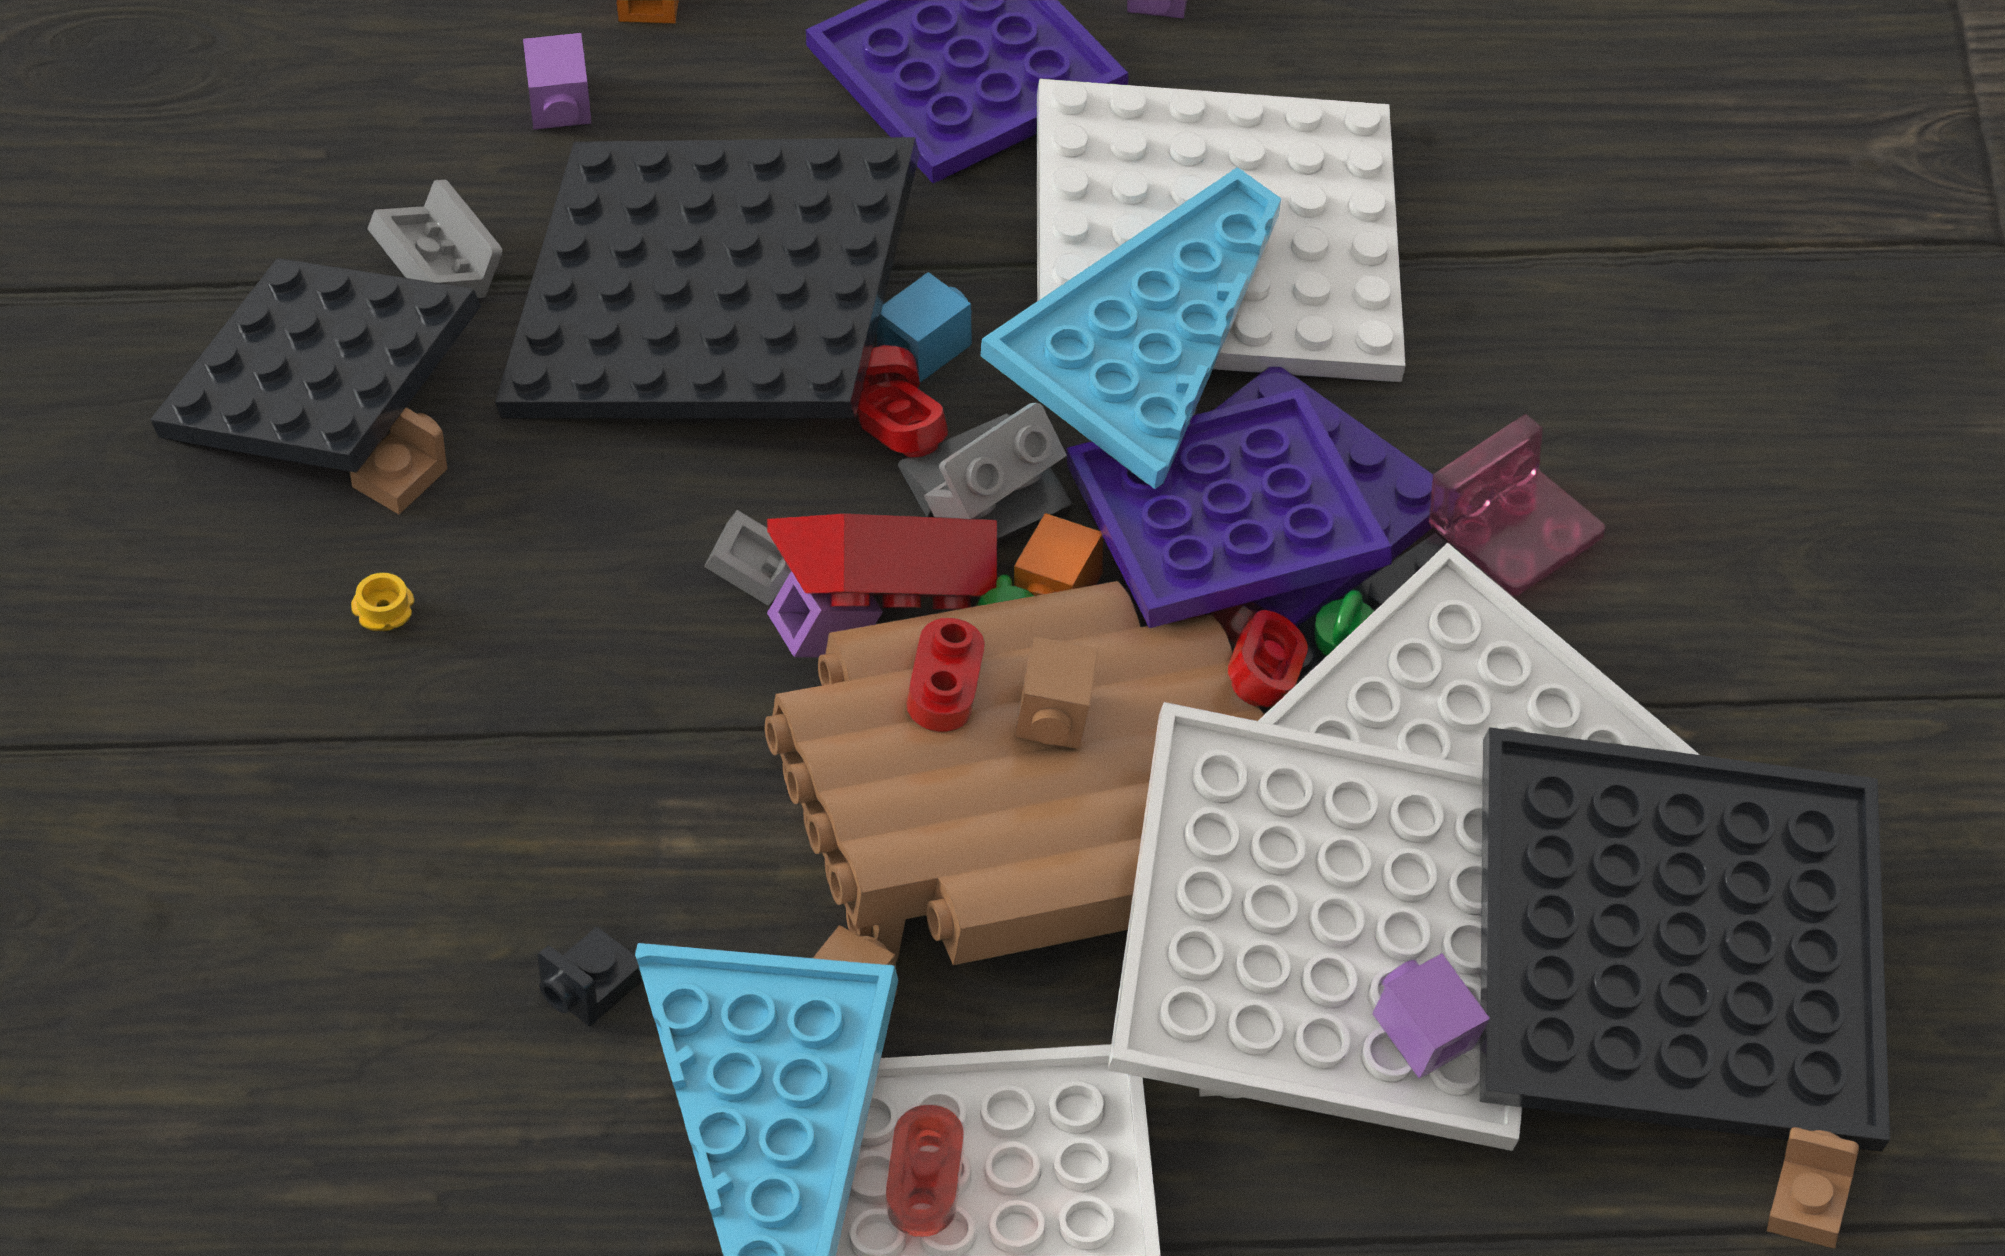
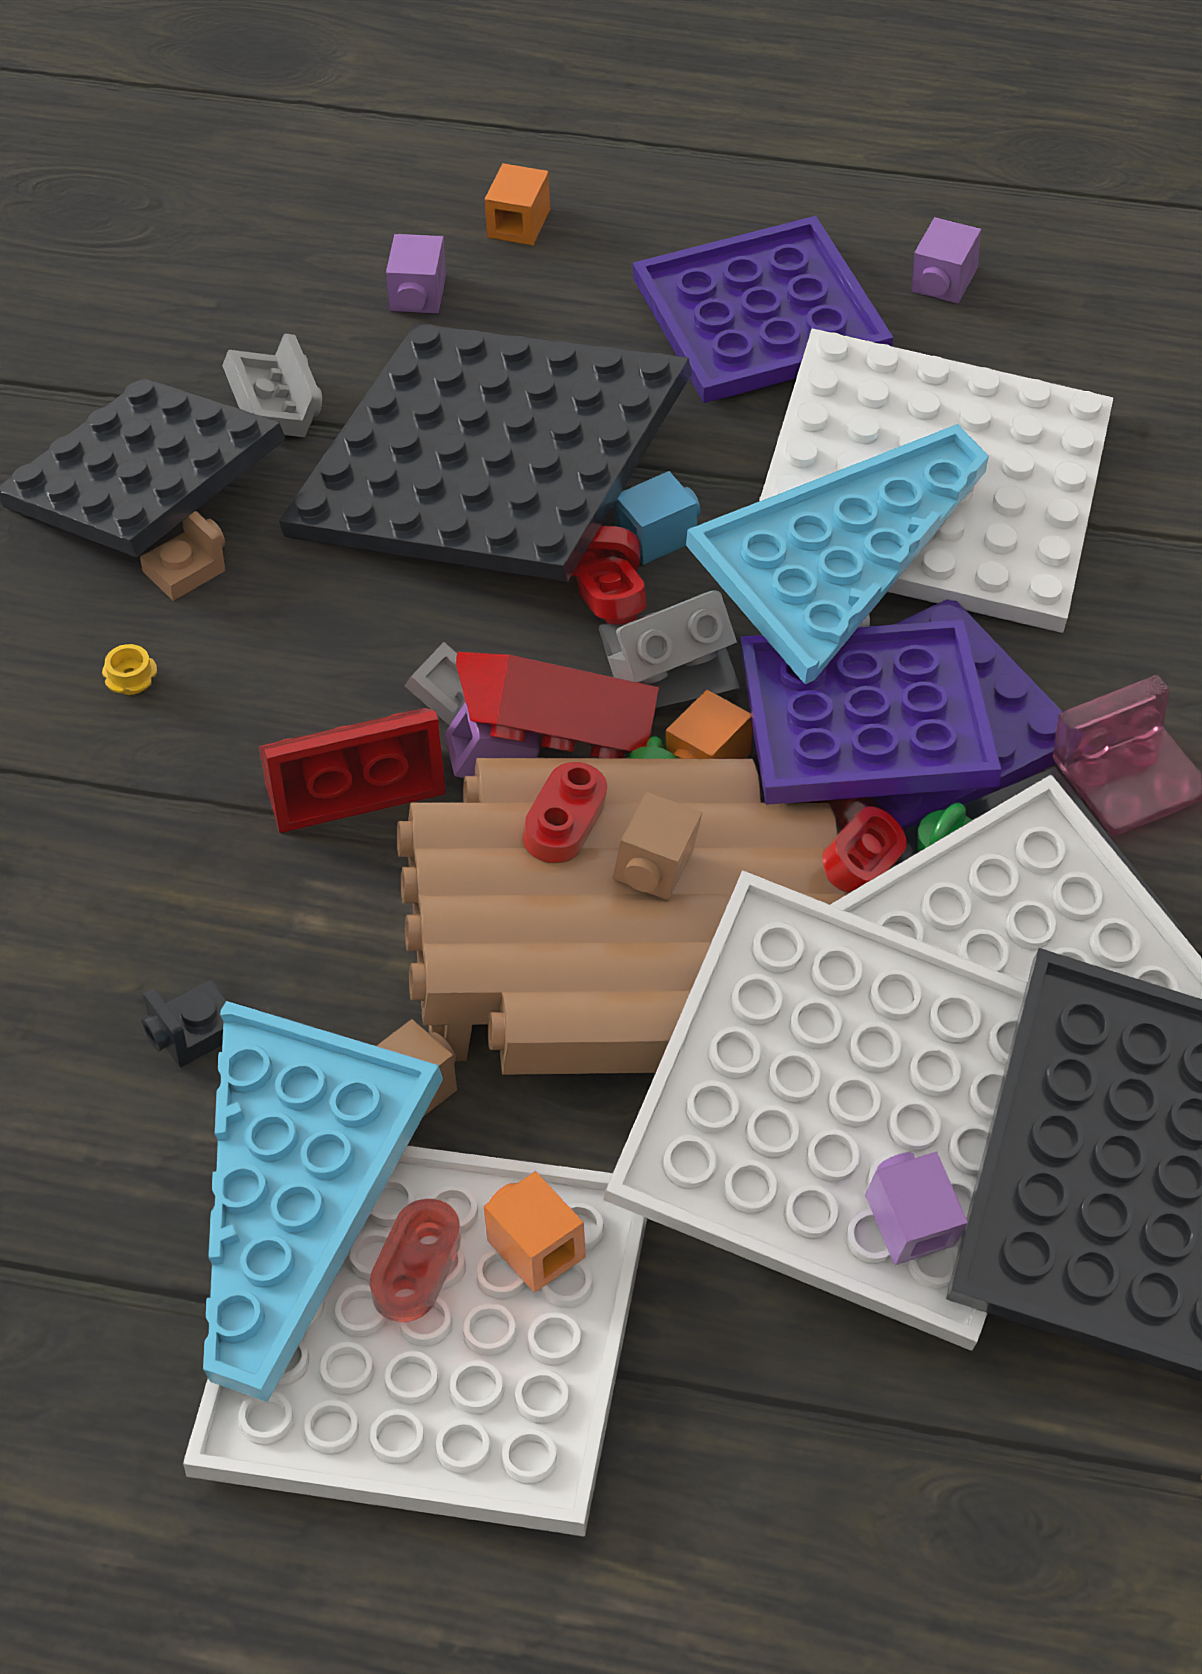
camera: 15 degrees right, 0 degrees up
(680, 667) = (354, 769): none -> red slope
(1040, 1116) = (534, 1231): none -> orange brick

